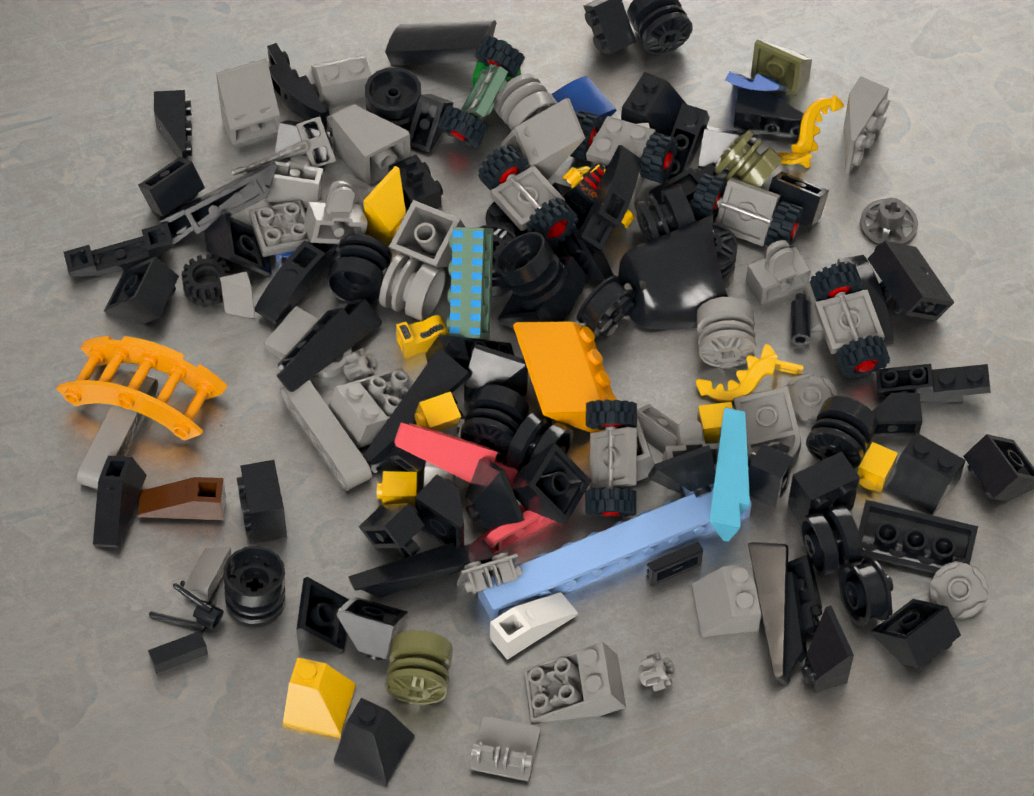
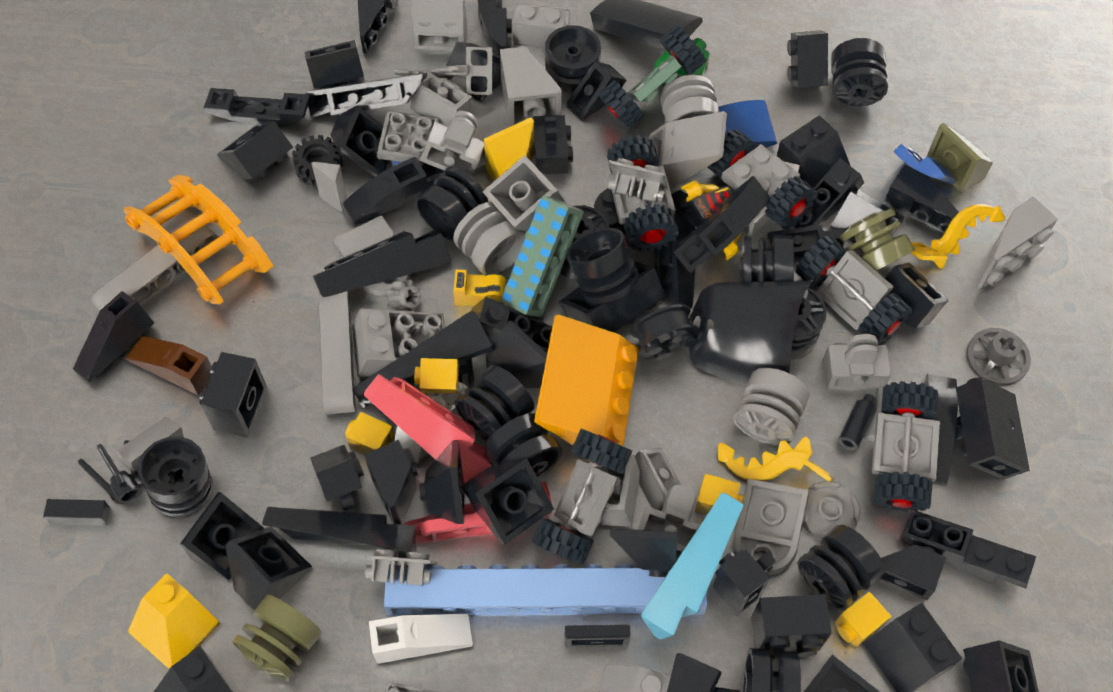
camera: 25 degrees right, 5 degrees up
(534, 177) = (649, 175): none -> light grey hinge

